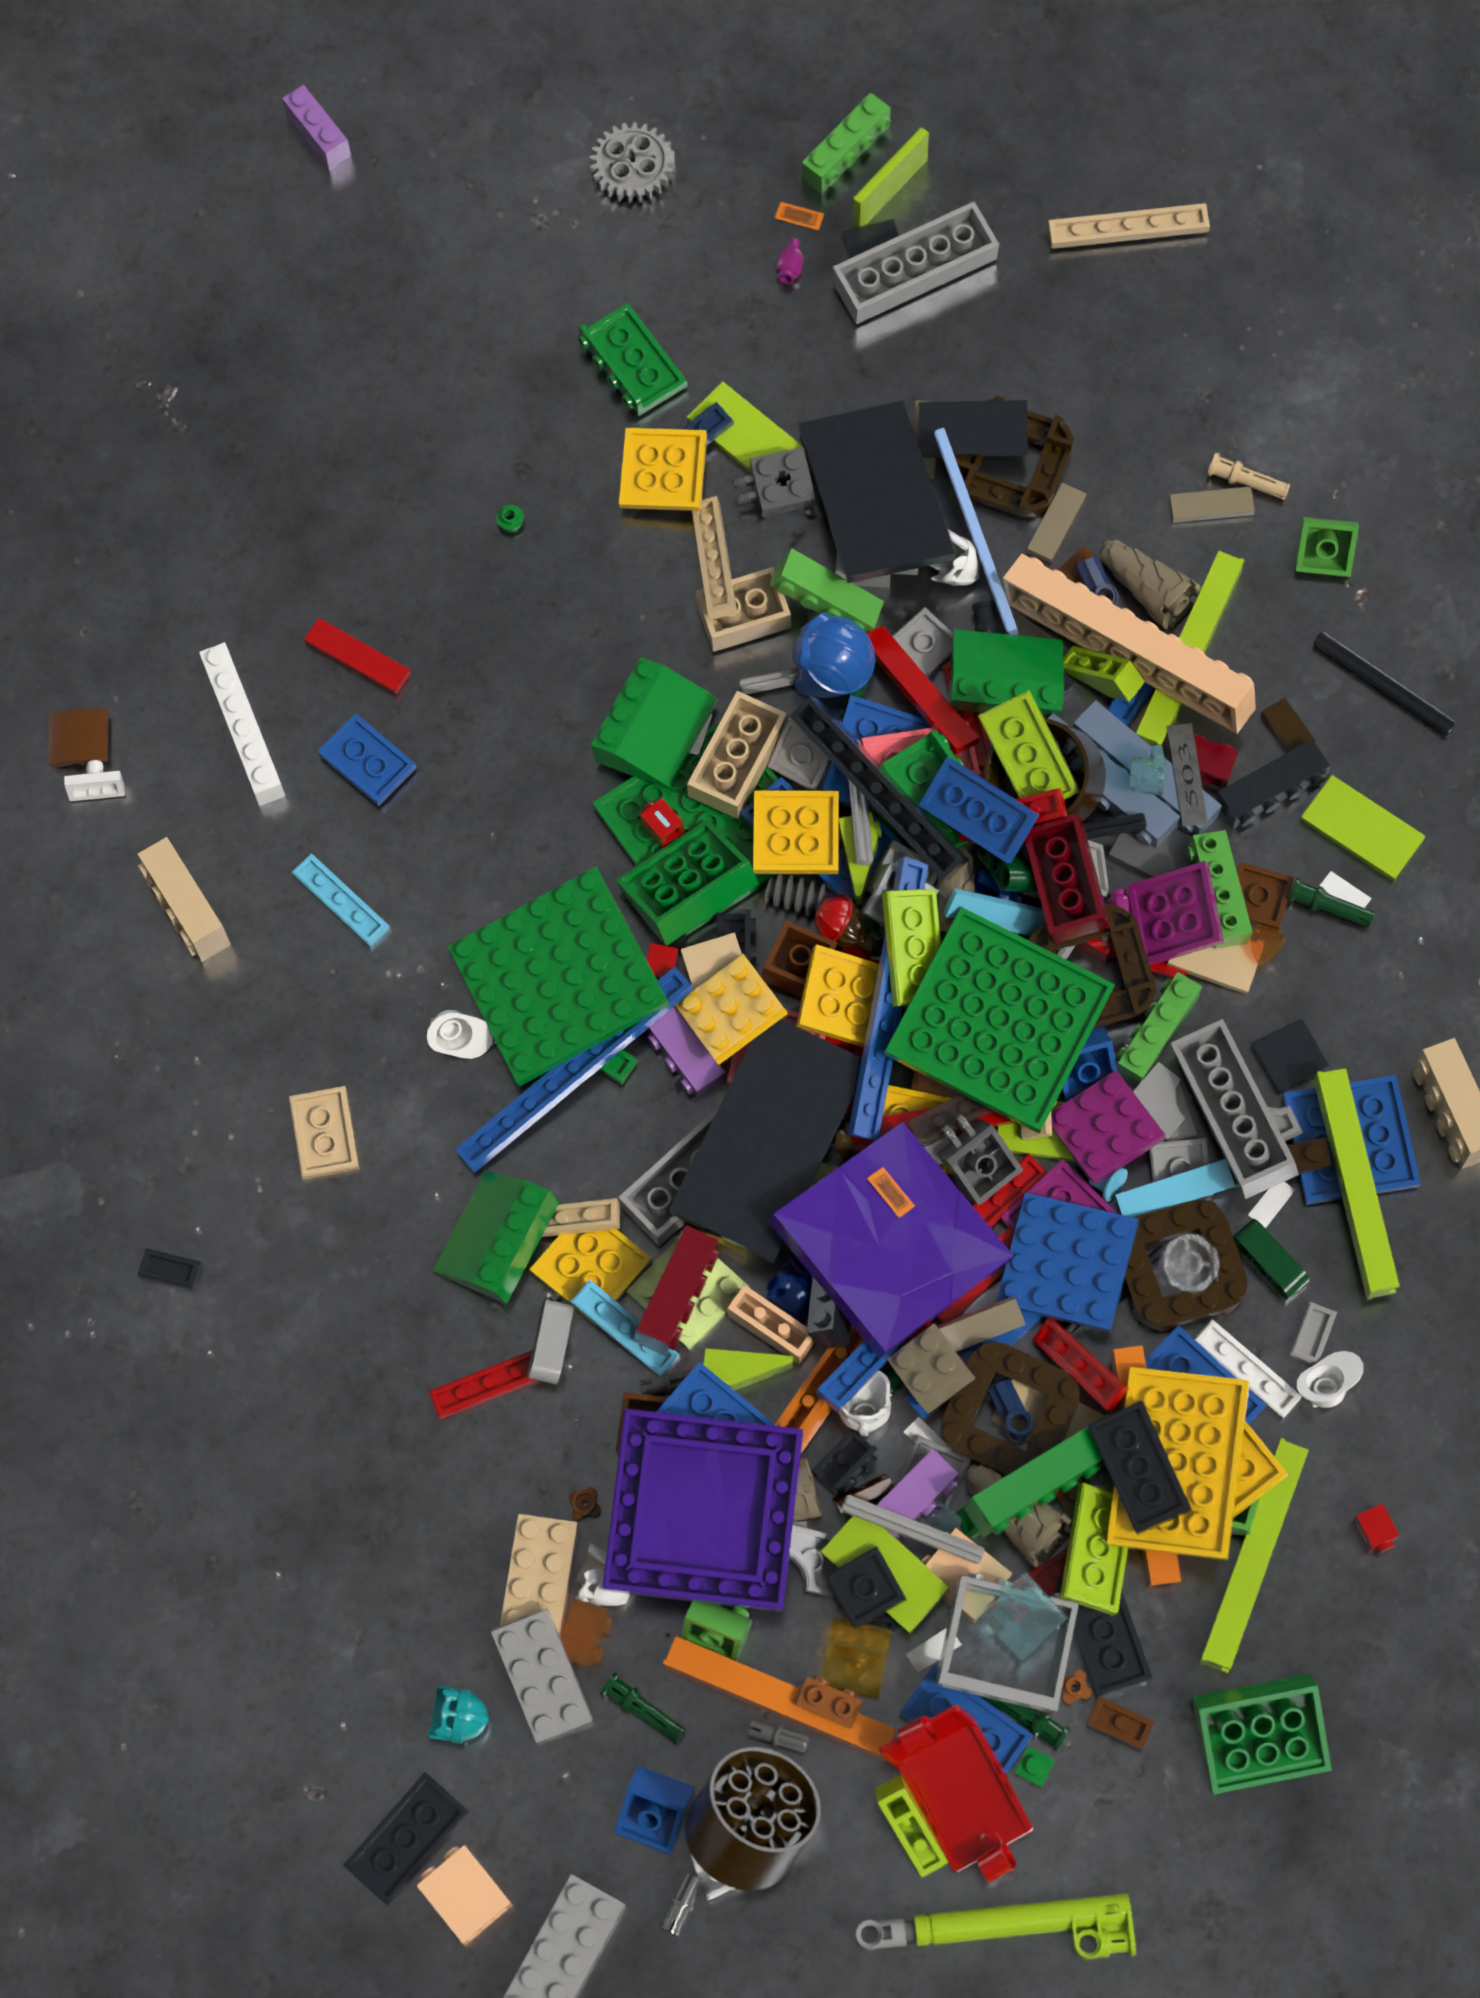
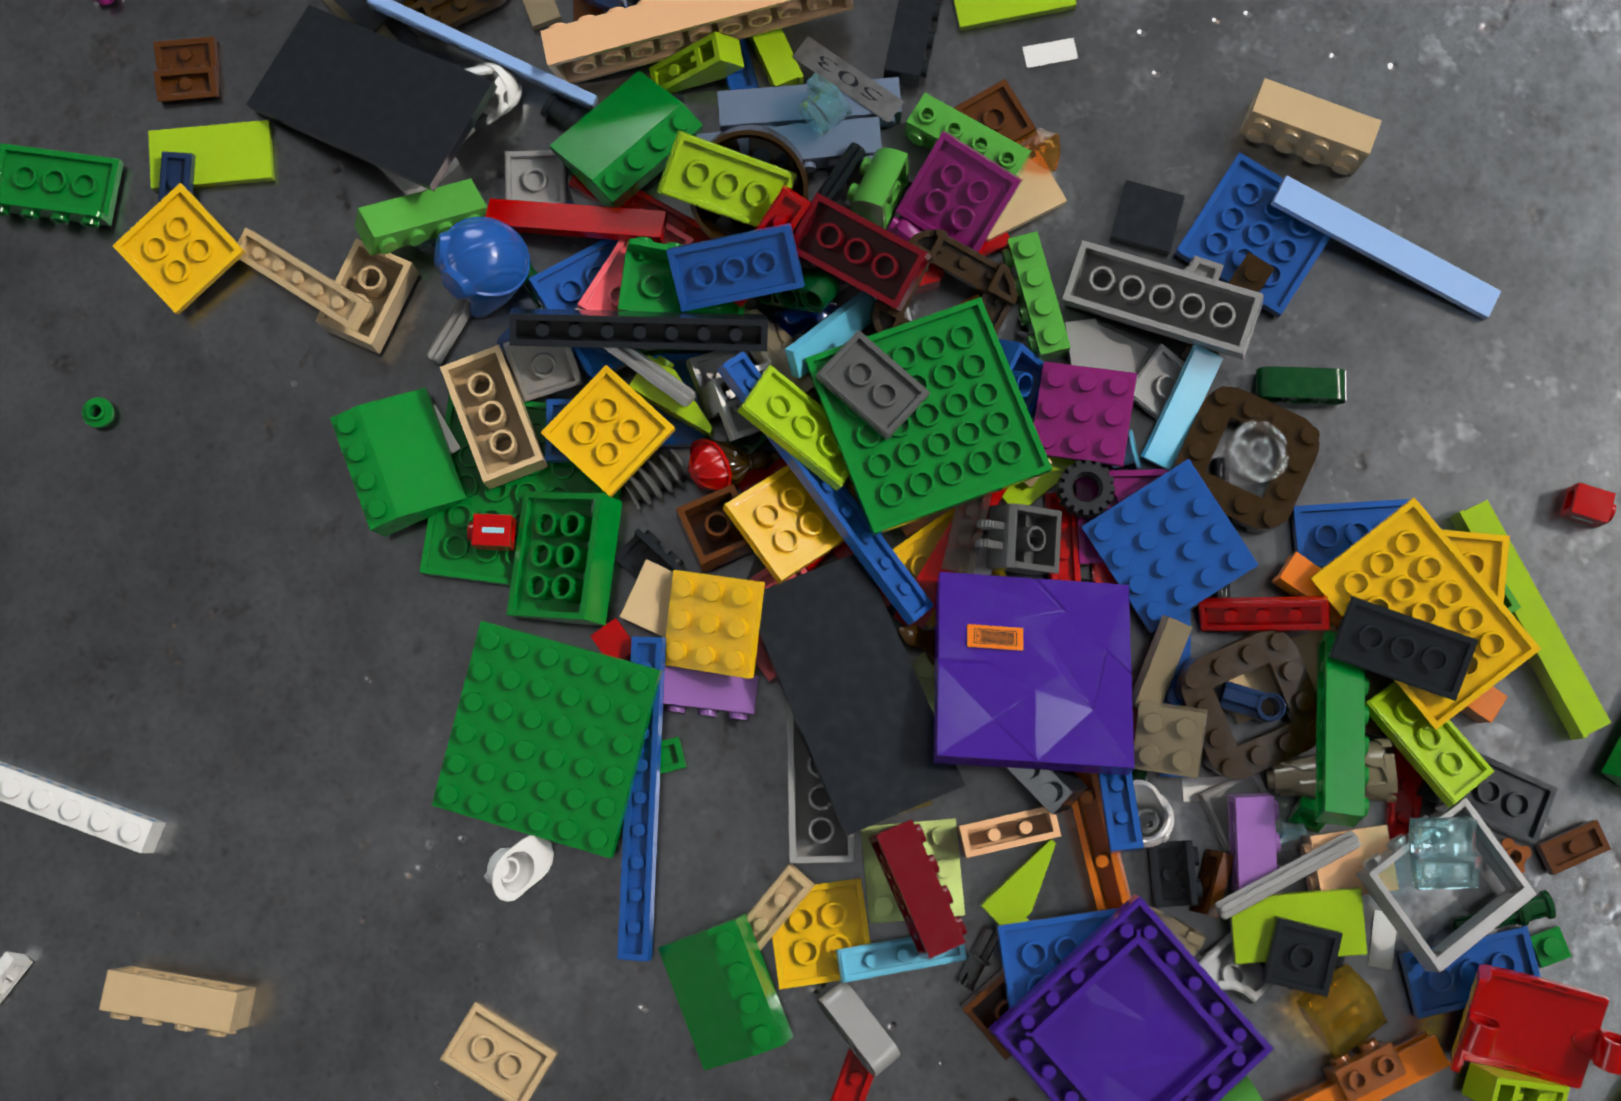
camera: 50 degrees left, 10 degrees up
(340, 900) = (304, 859): medium azure tile -> none
(357, 656) = (97, 650): red tile -> none
(367, 759) = (199, 725): blue plate -> none
(772, 497) = (290, 184): dark grey hinge -> none
(786, 367) = (186, 69): none -> reddish brown slope
(791, 1288) = (993, 788): clear blue helmet -> none
(984, 964) = (872, 385): none -> dark grey tile
(1059, 1156) = (1099, 475): none -> black tyre
(1130, 860) = (881, 186): none -> bright green brick
(1214, 761) = (855, 47): dark red brick -> none
(1244, 1365) = (1372, 485): white tile -> none
(1271, 1203) = (1255, 353): white sticker -> none
(1313, 1334) = (1387, 408): light grey tile -> none
(1317, 898) = (1040, 76): dark green pin -> none
(1330, 1379) = (1442, 428): white piece -> none
(1356, 1183) = (1306, 263): lime tile -> none
(1425, 1232) = (1385, 247): none -> light blue tile

